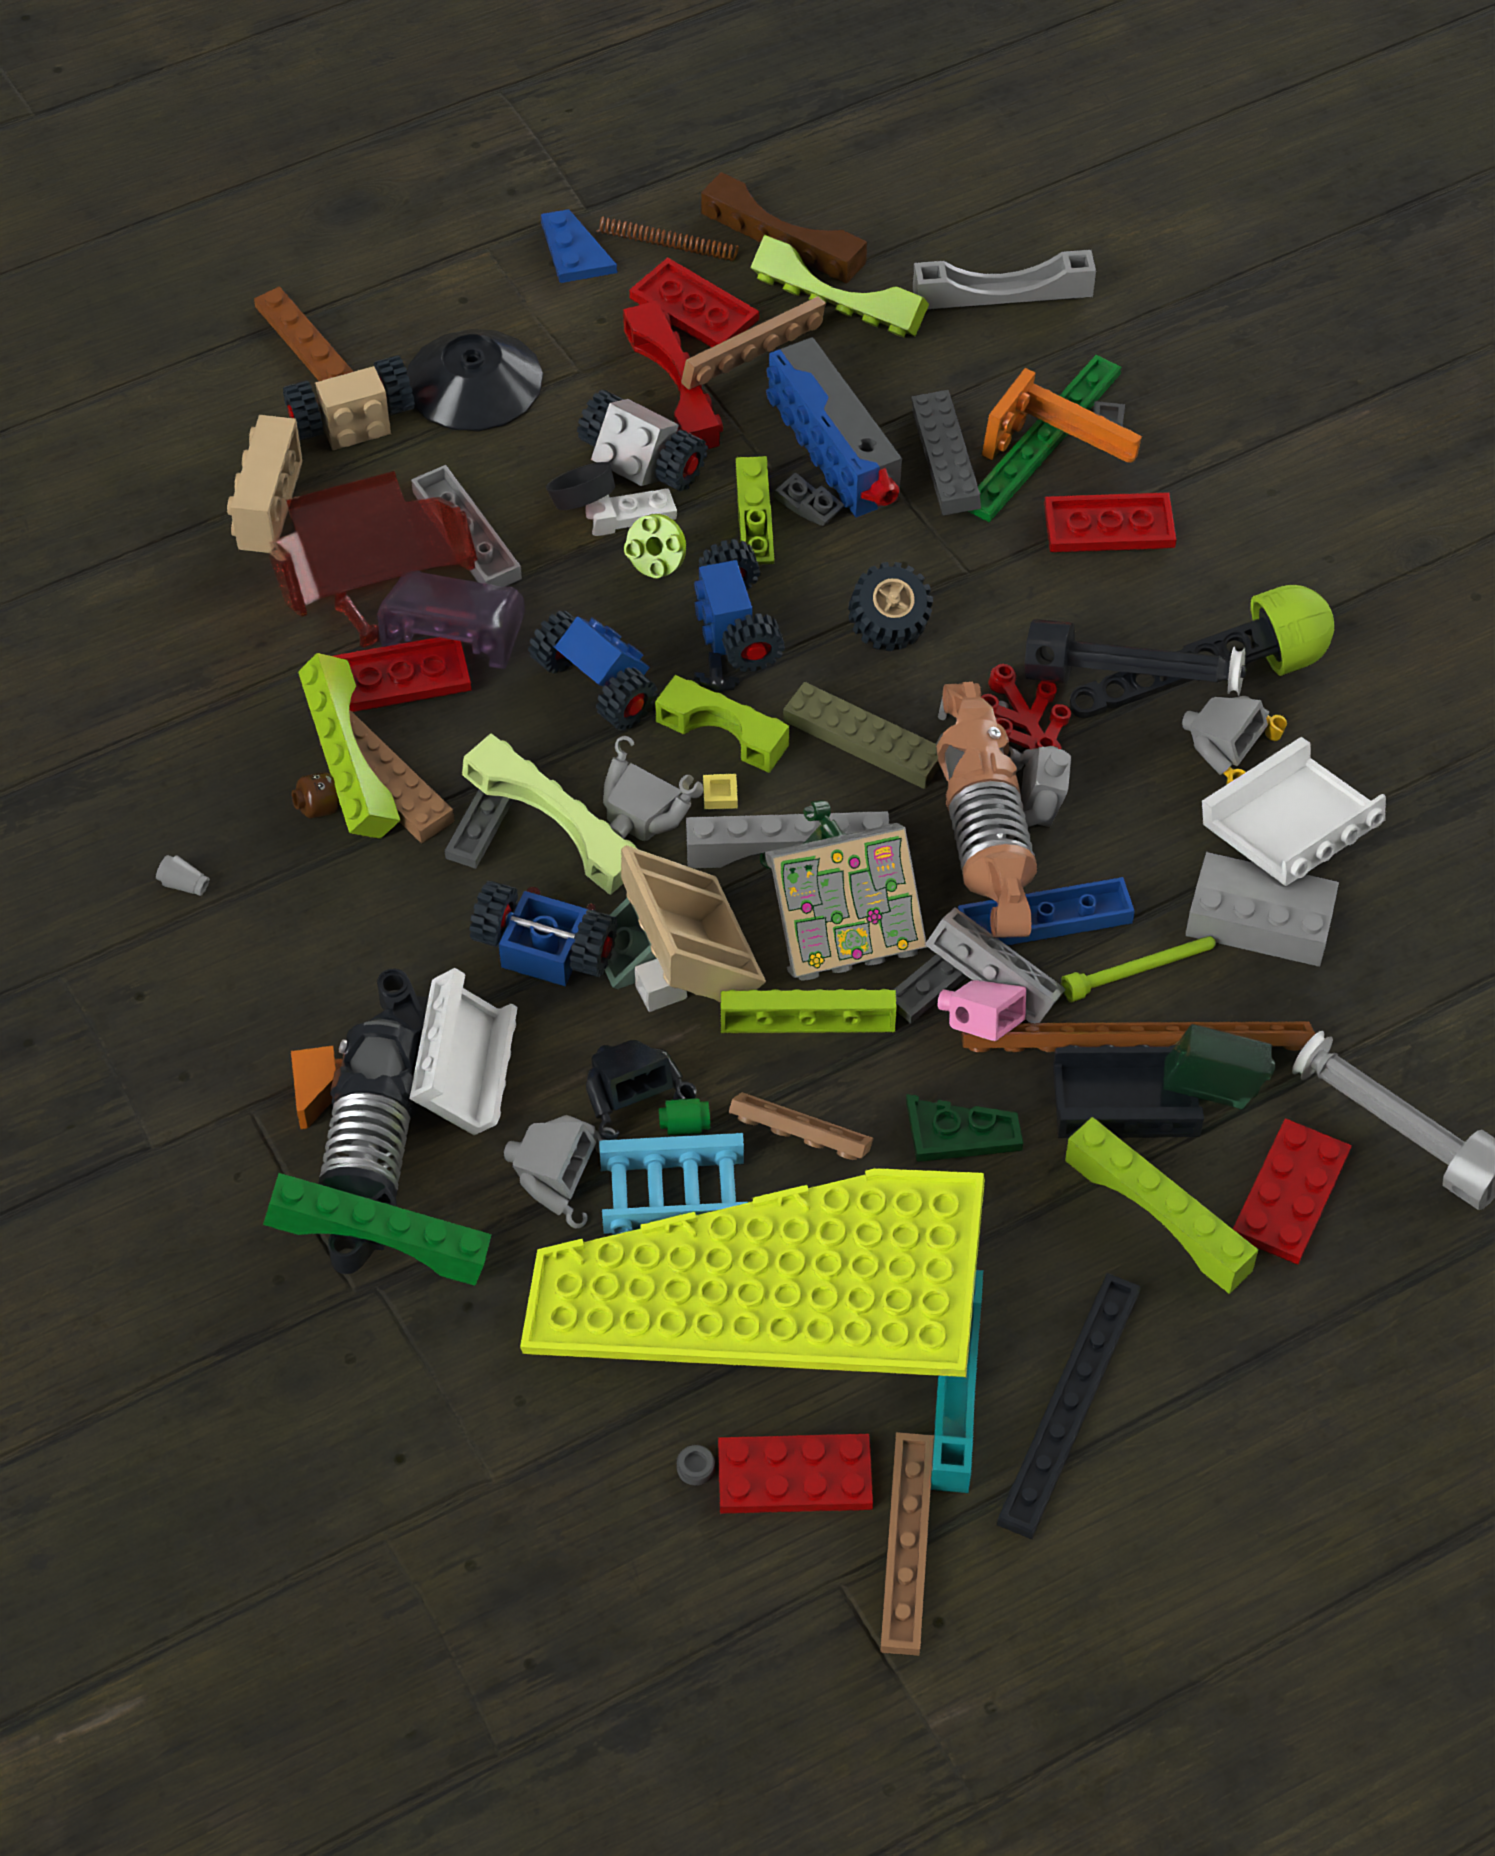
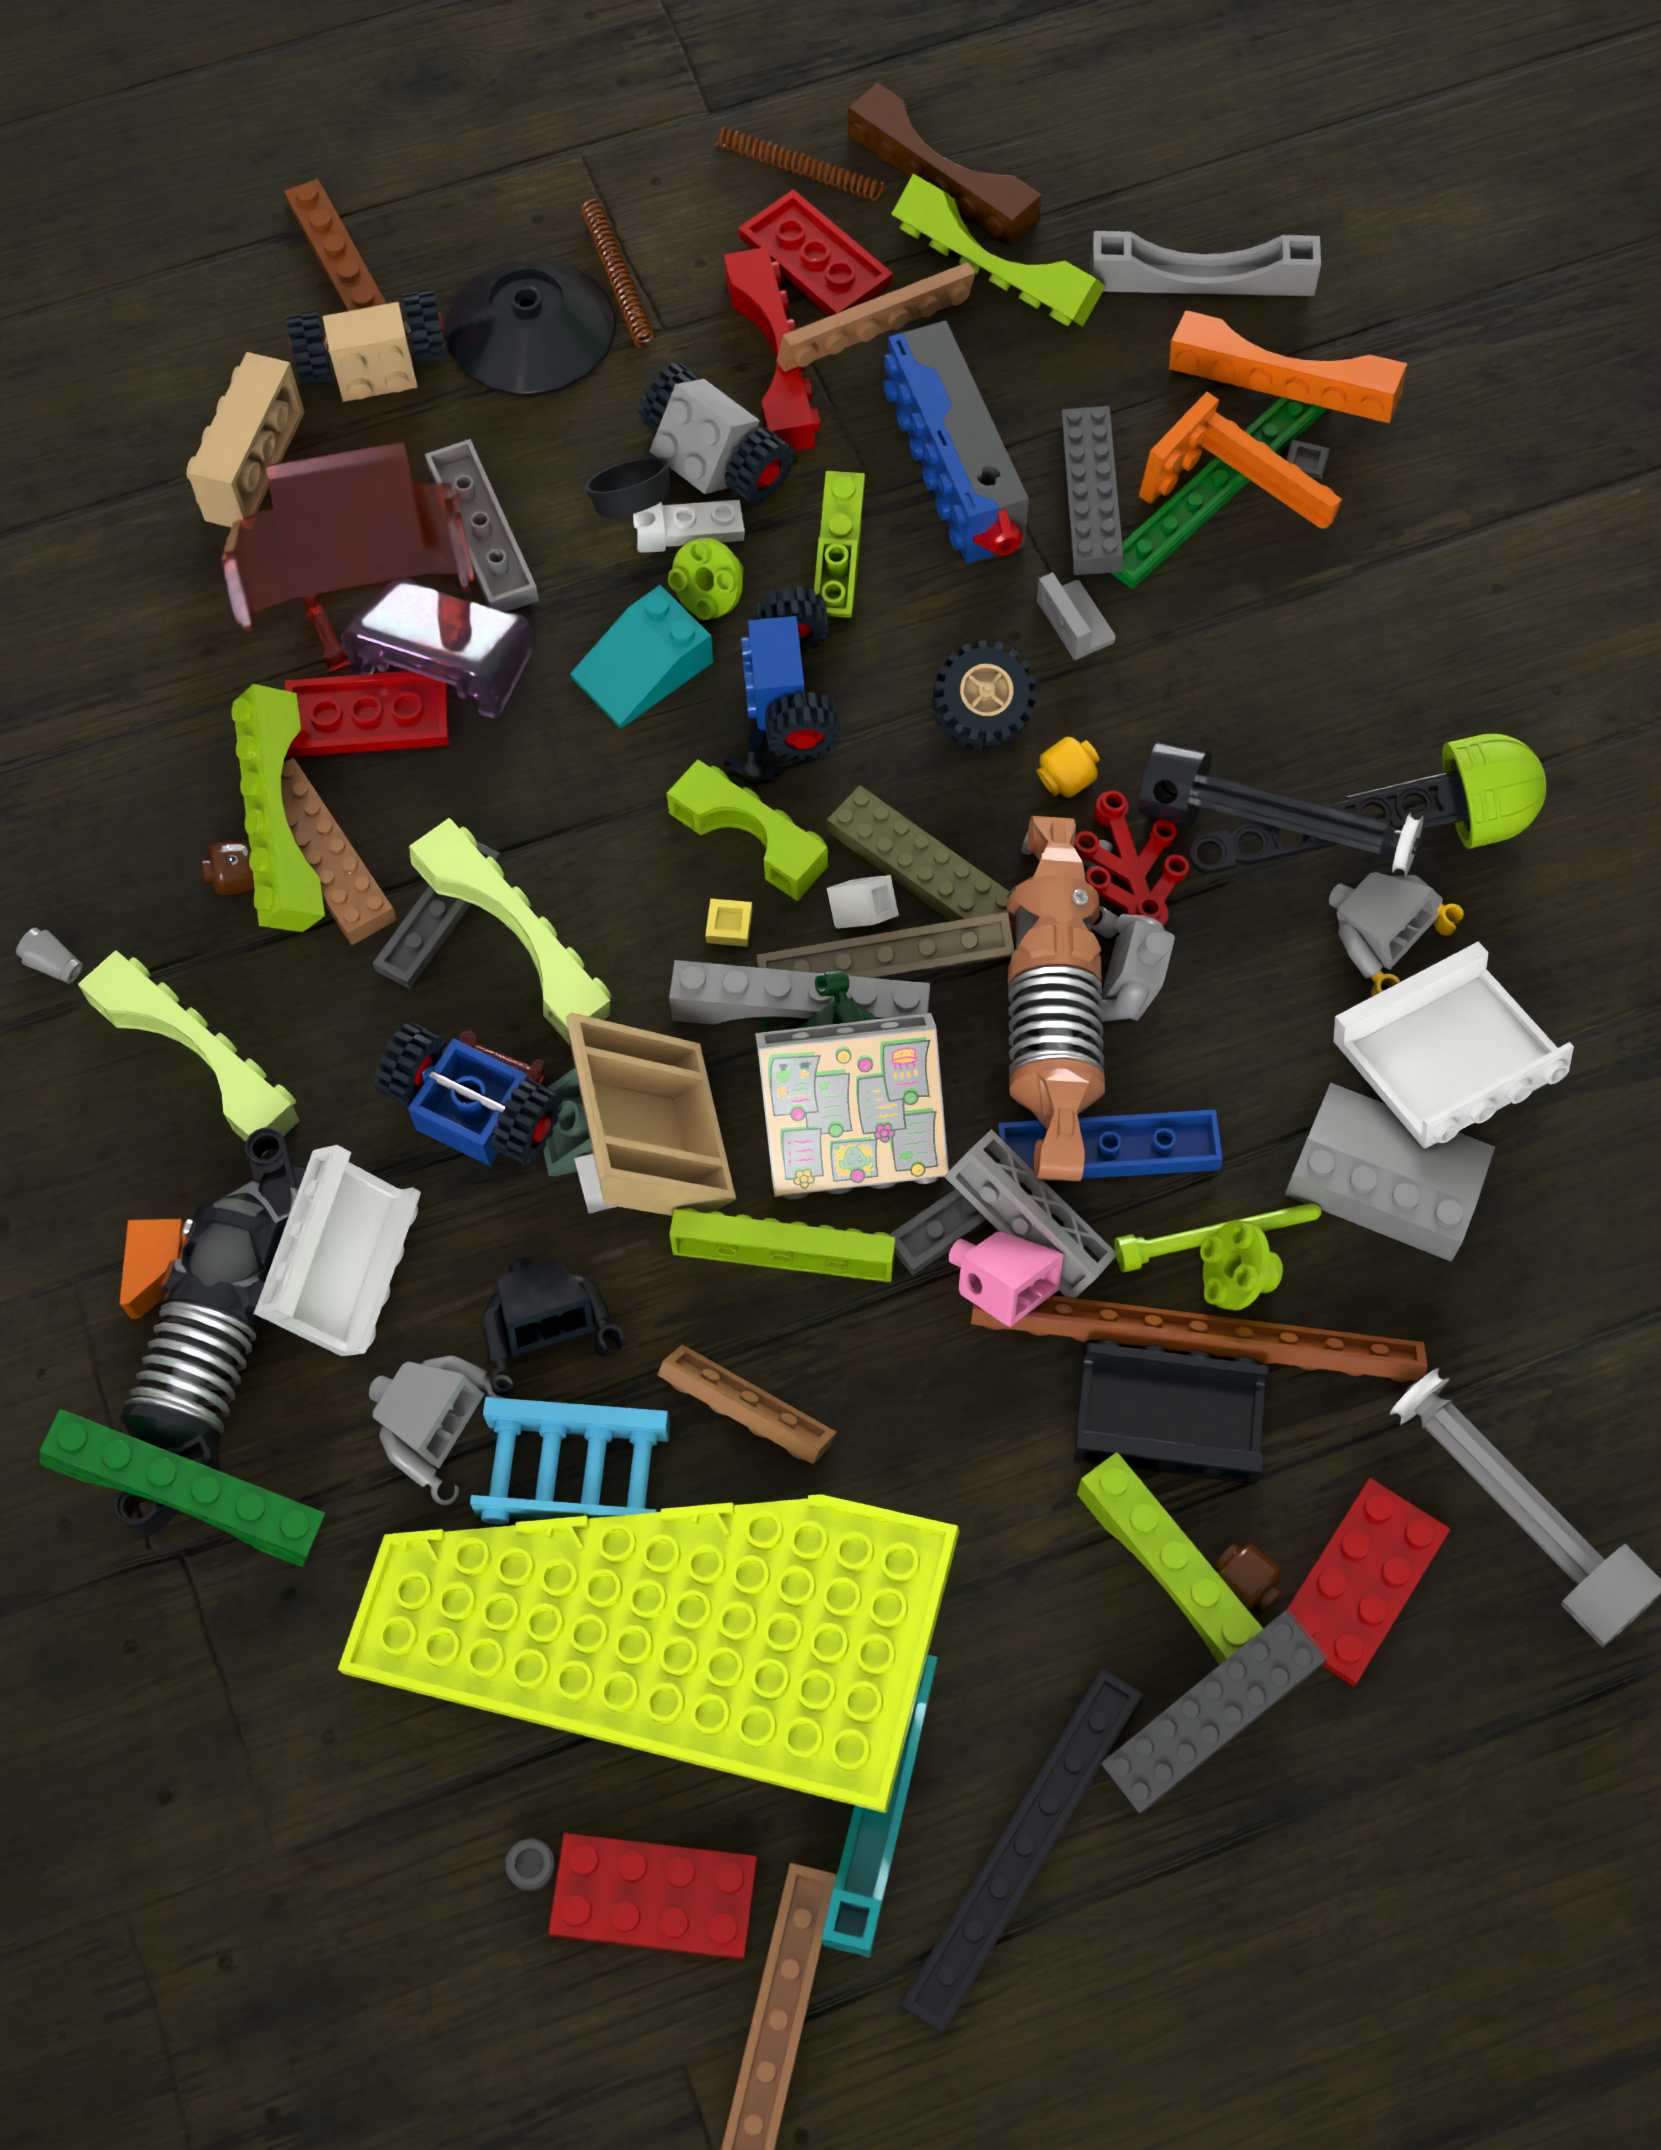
camera: 10 degrees right, 10 degrees up
(258, 899) = (132, 1001): none -> yellowish green arch
(564, 371) = (643, 332): none -> dark orange piece
(574, 248) = (683, 164): blue wing -> none
(603, 658) = (609, 730): brick -> none
(624, 598) = (644, 657): none -> teal slope
(642, 802) = (627, 926): light grey torso -> none
(684, 1116) = (603, 1371): green brick -> none
(810, 503) = (908, 536): dark grey slope -> none
(822, 764) = (862, 901): none -> white panel
(868, 791) = (902, 950): none -> dark tan plate
(947, 545) = (1073, 616): none -> light grey panel
(956, 1132) = (947, 1438): dark green wing -> none
(964, 651) = (1068, 767): none -> yellow head
(1109, 522) = (1283, 608): red plate -> none
(1138, 355) = (1357, 386): none -> orange arch
(1160, 982) = (1238, 1266): none -> lime plate
(1198, 1281) = (1215, 1711): none -> dark grey piece
(1209, 1191) = (1249, 1575): none -> reddish brown head
(1218, 1066) = (1292, 1402): clear green brick -> none

